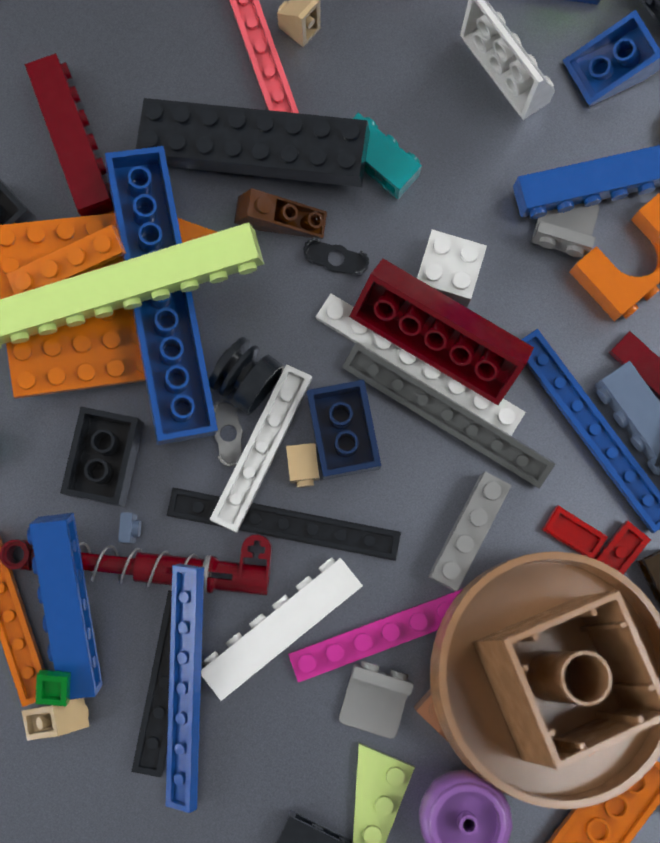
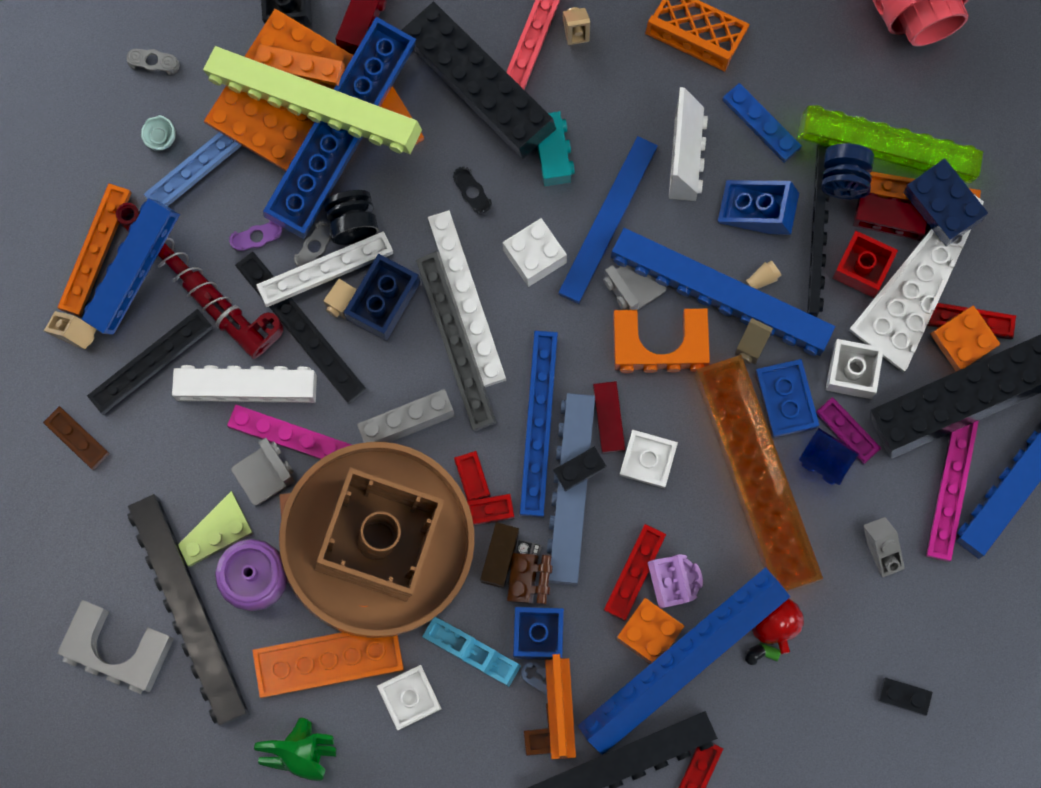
camera: 45 degrees right, 5 degrees down
(40, 456) = (192, 169): none -> medium blue plate
(53, 688) = (83, 306): green plate -> none
(102, 457) = (226, 198): black brick -> none
(129, 528) = (206, 254): sand blue plate -> none
(152, 485) = (242, 240): none -> medium lavender piece
(154, 822) = (76, 438): none -> reddish brown tile
(184, 687) = (157, 369): blue plate -> none
(279, 215) = (459, 138): reddish brown slope -> none
(441, 331) = (491, 284): dark red brick -> none
(487, 184) = (607, 220): none -> blue tile

